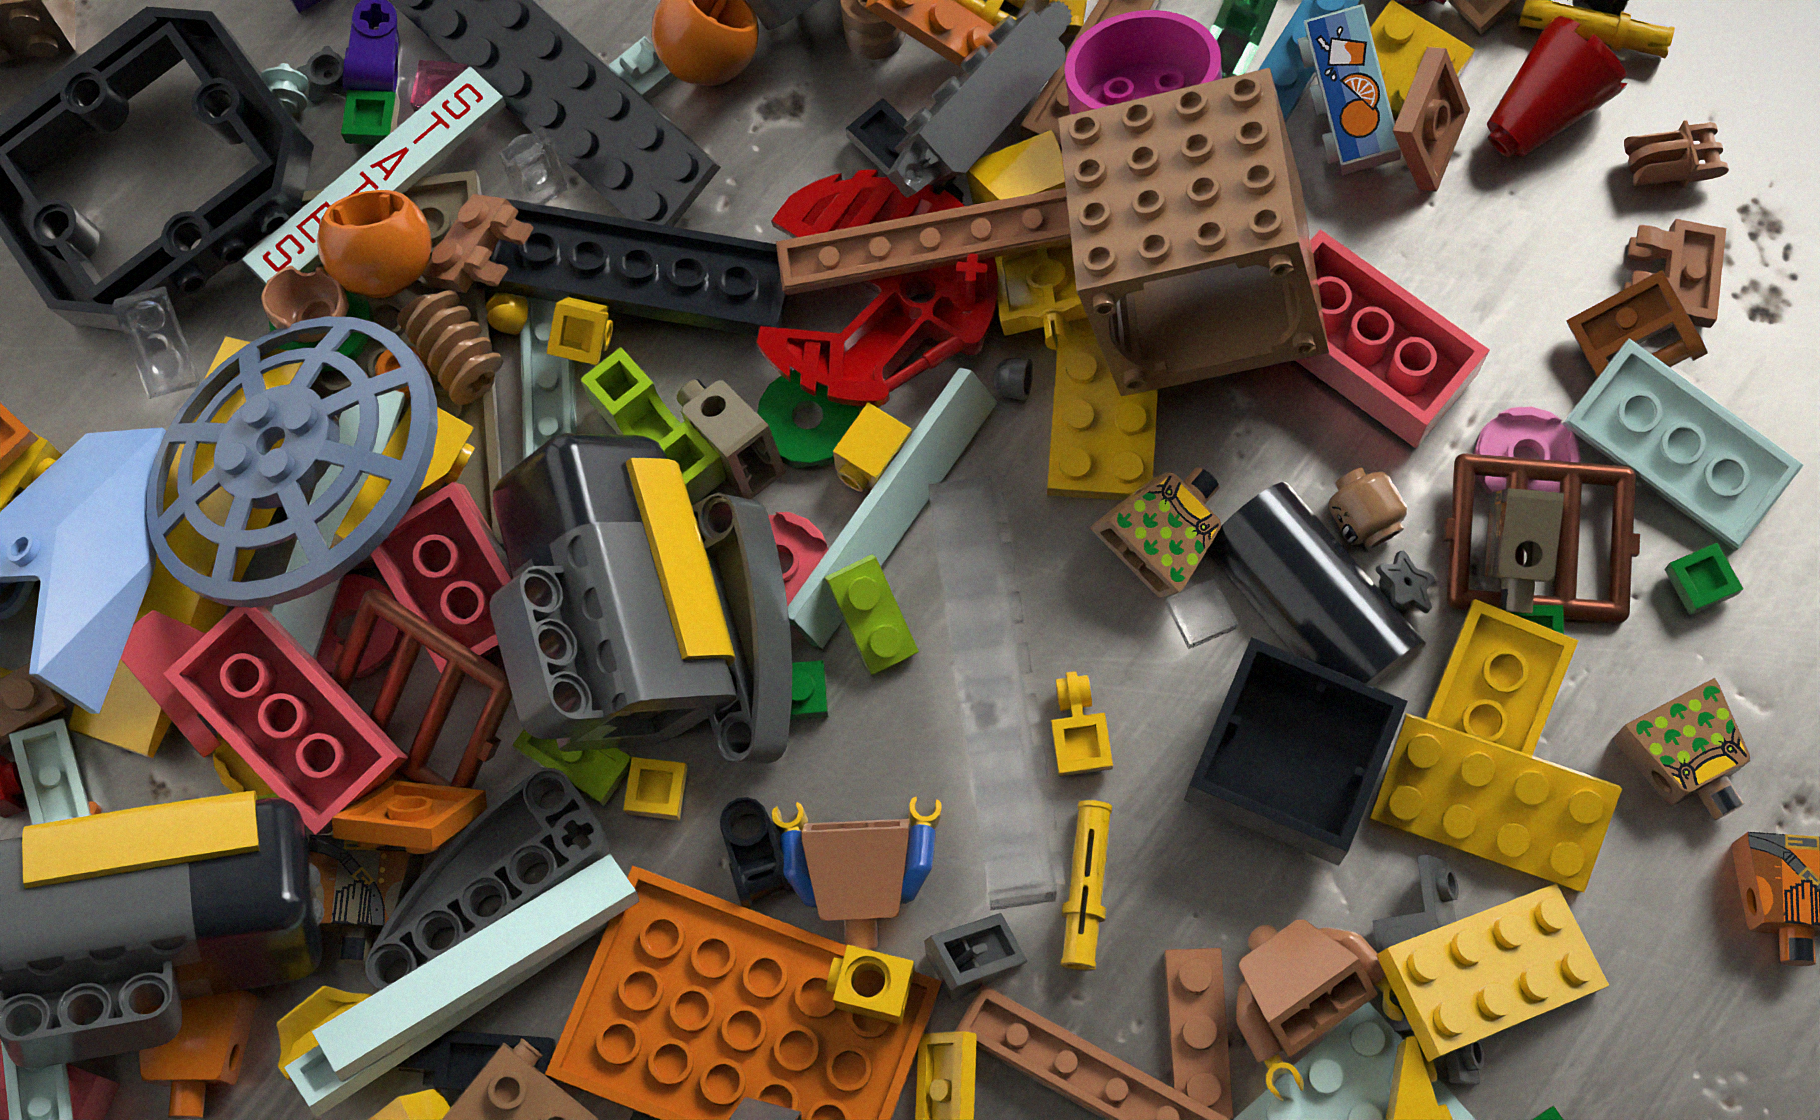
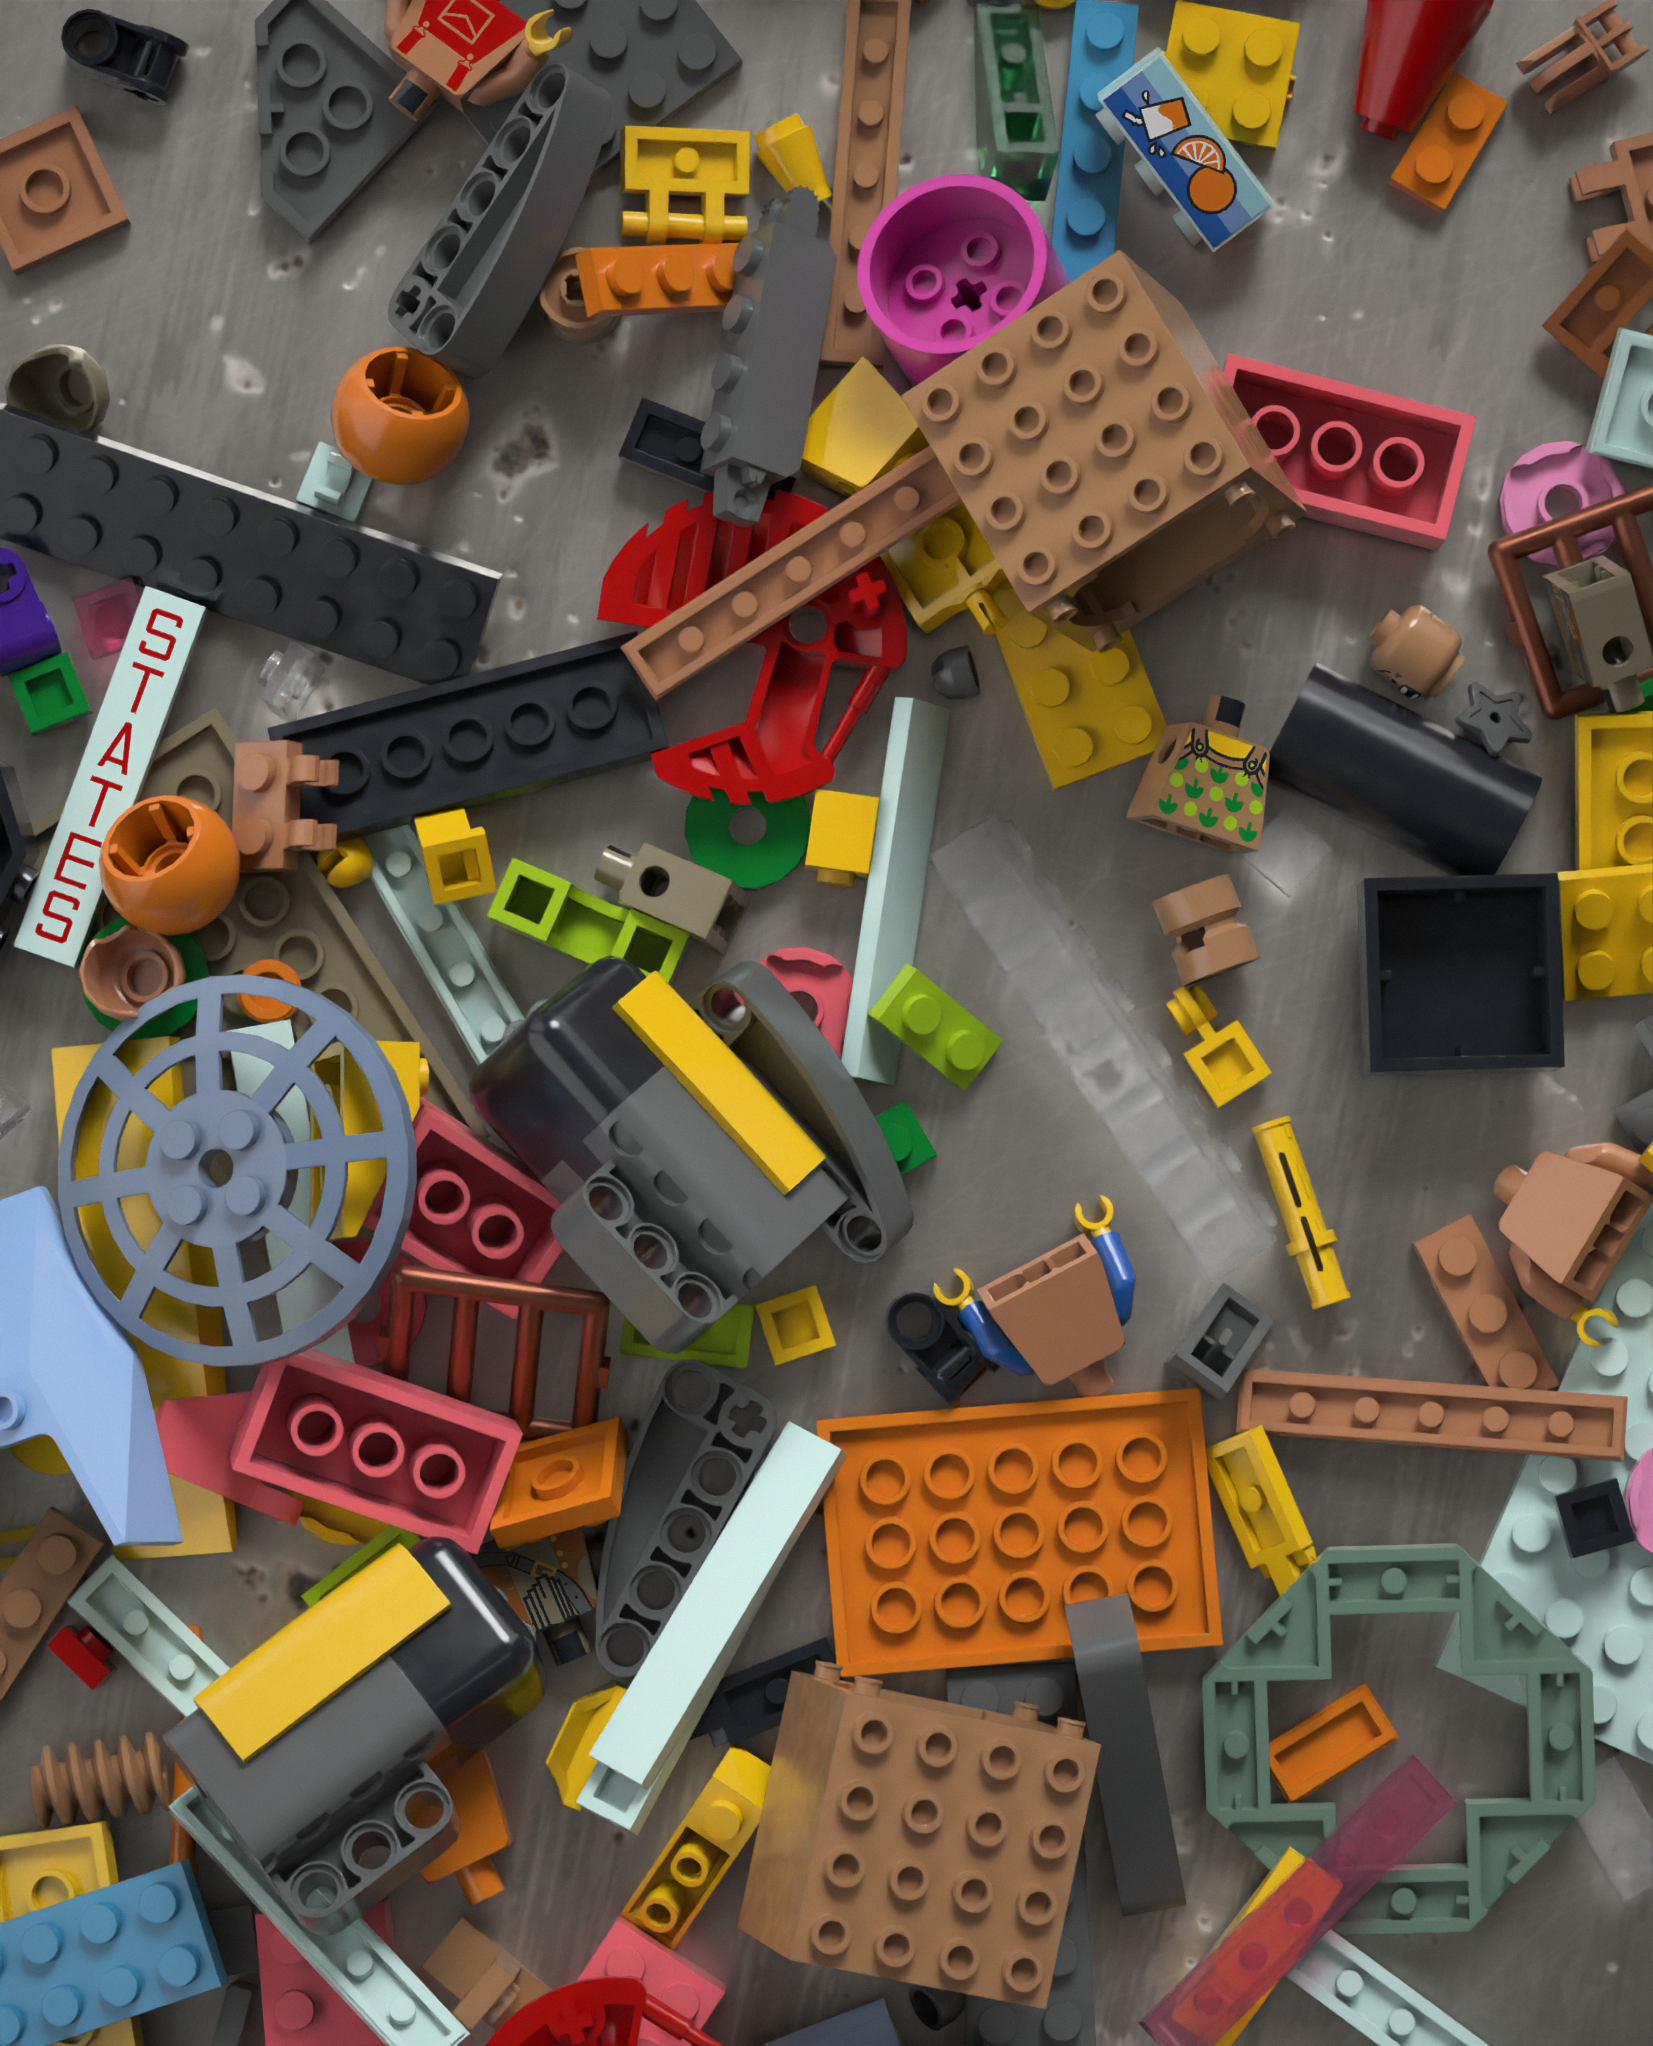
camera: 30 degrees left, 15 degrees up
(451, 345) = (316, 940): medium nougat piece -> none
(886, 1005) = (1163, 1435): yellow brick -> none
(1112, 630) = (1206, 930): none -> medium nougat wheel
(1431, 119) = (1291, 146): nougat tile -> none
(1548, 176) = (1448, 142): none -> orange plate

